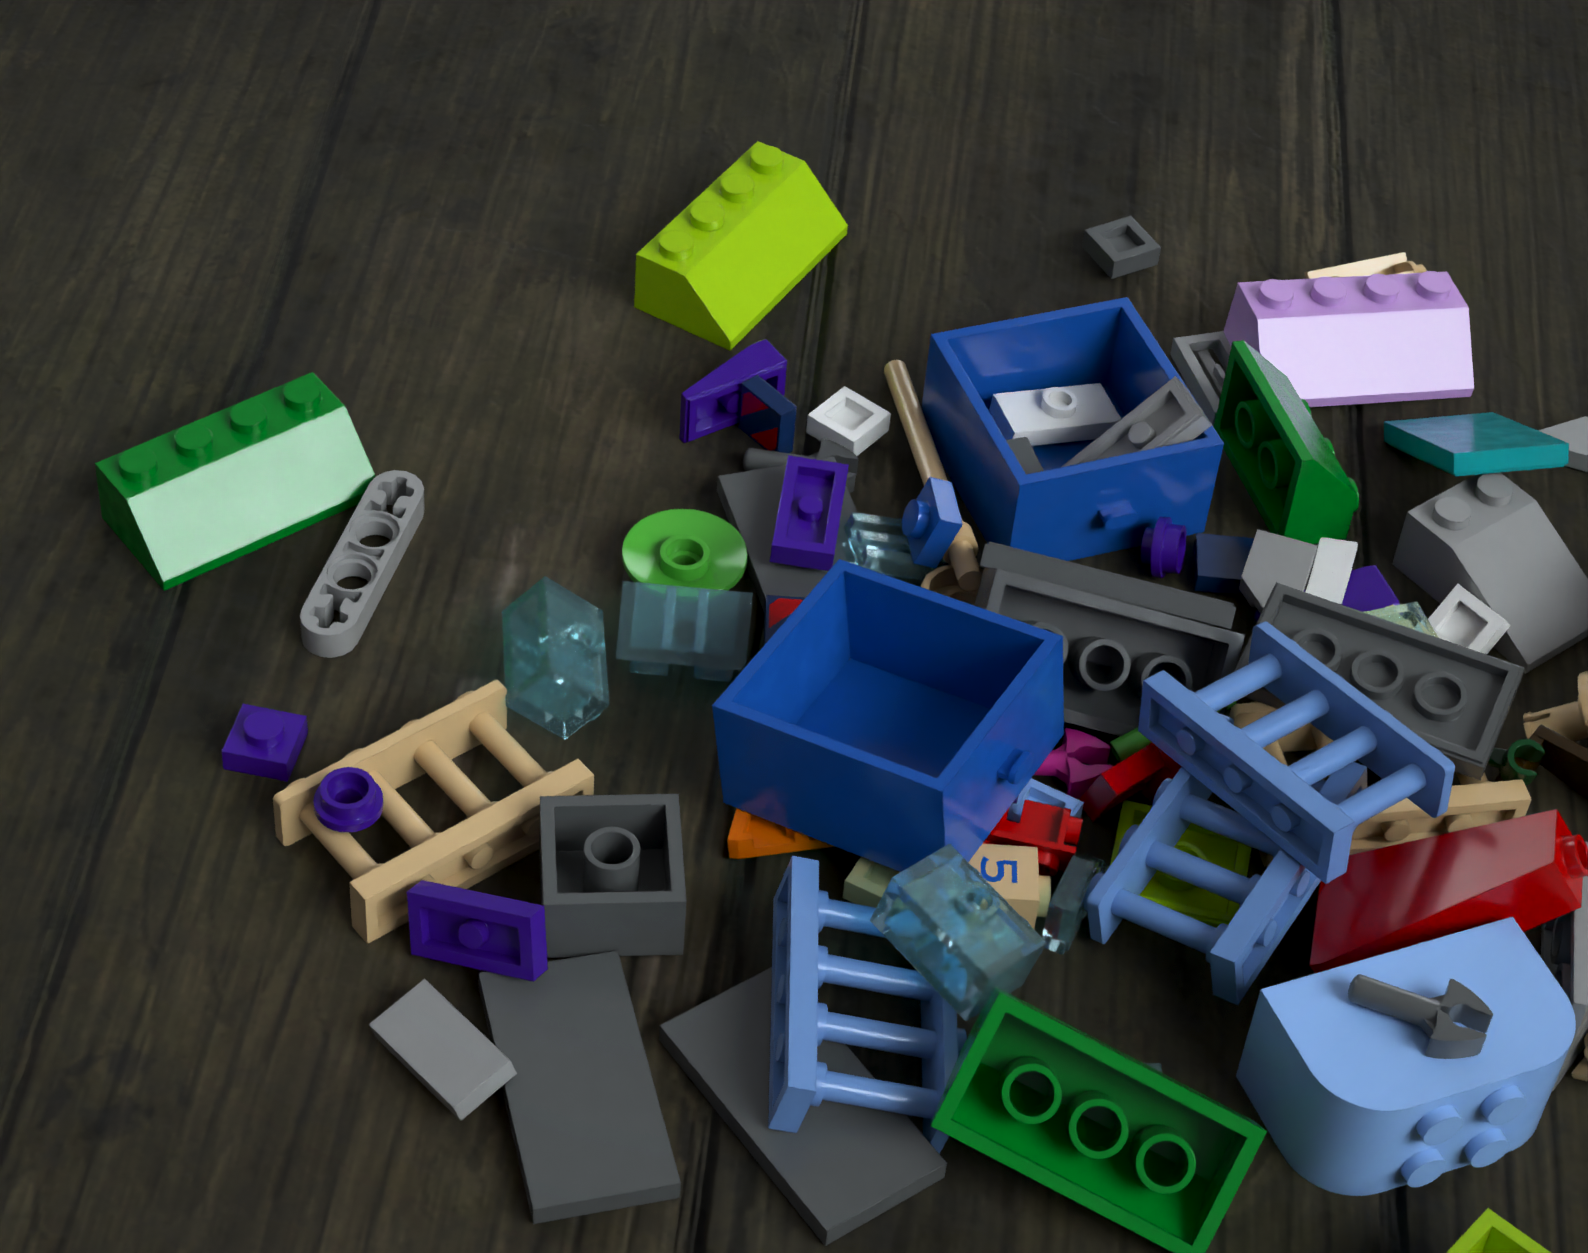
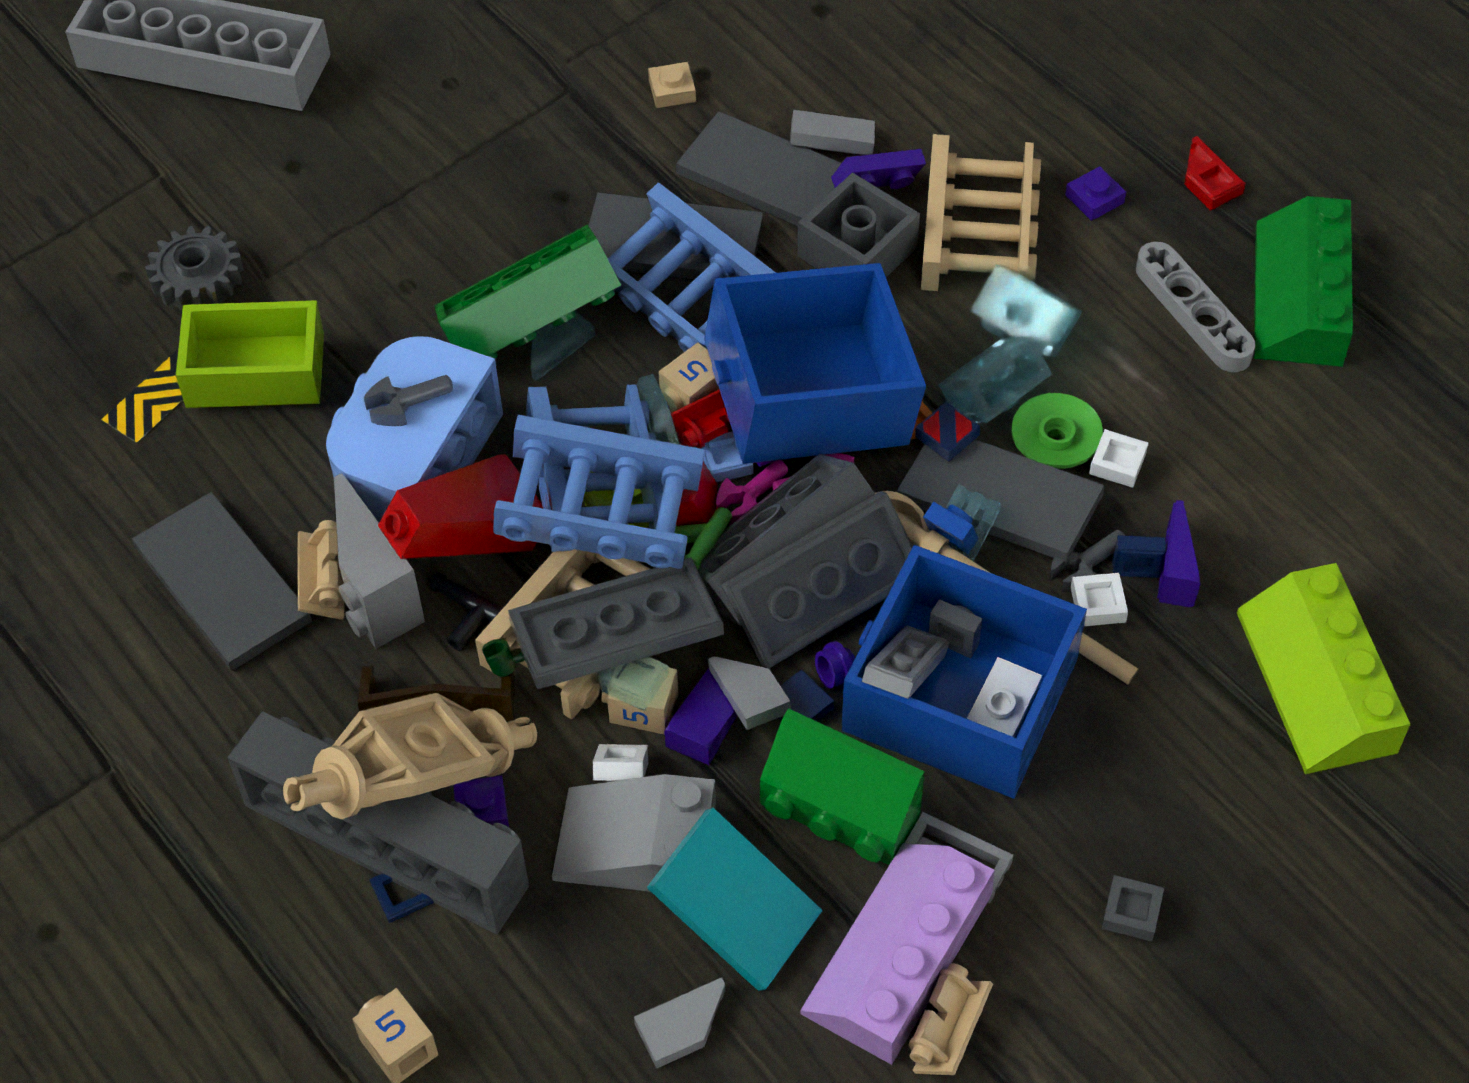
camera: 140 degrees right, 10 degrees up
(122, 662) = (1210, 177): none -> red tile
(348, 800) = (1001, 163): dark purple plate -> none
(656, 492) = (1118, 458): none -> white plate
(809, 513) = (1022, 487): dark purple plate -> none
(957, 930) = (664, 300): clear light blue brick -> none
(1332, 569) = (719, 712): white sticker -> none

